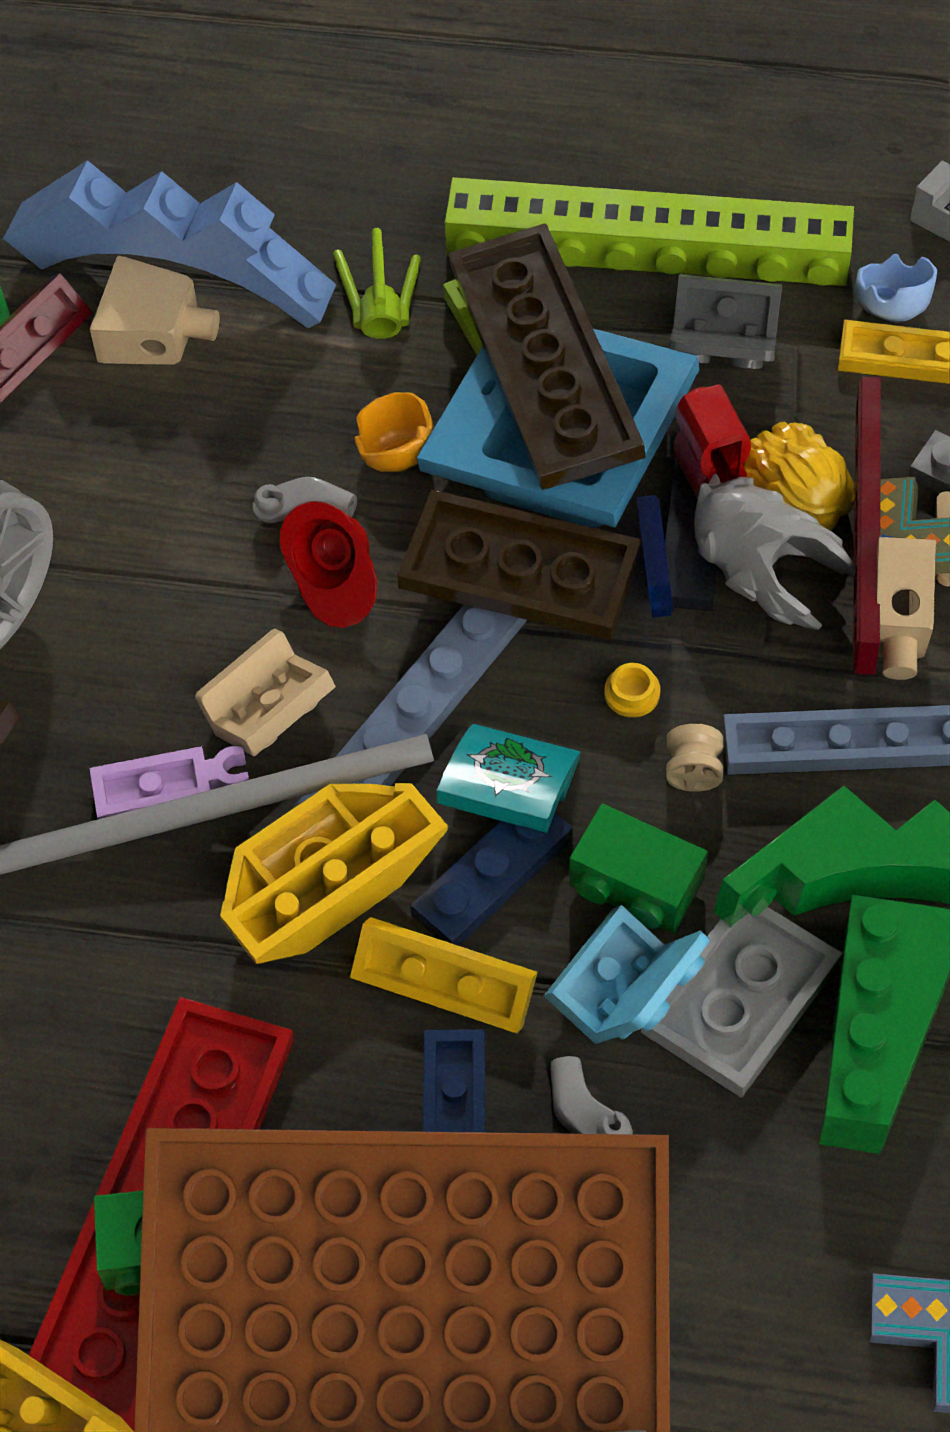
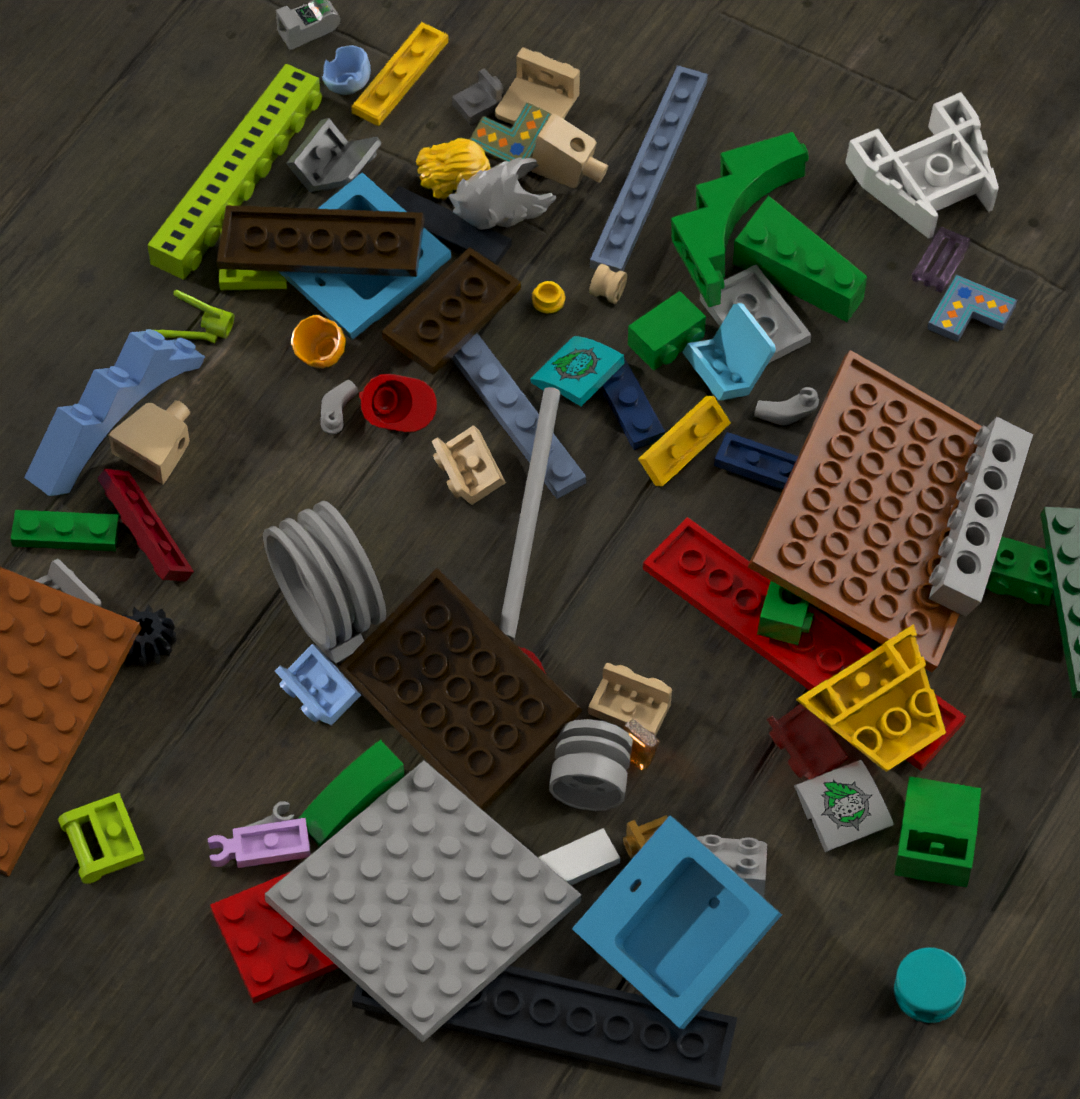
camera: 70 degrees left, 0 degrees up
(162, 778) = (499, 534): lavender plate -> none
(325, 865) = (599, 461): yellow wedge -> none
(655, 556) = (494, 250): clear blue tile -> none
(709, 437) = (426, 188): red brick -> none
(866, 525) = (508, 145): dark red tile -> none

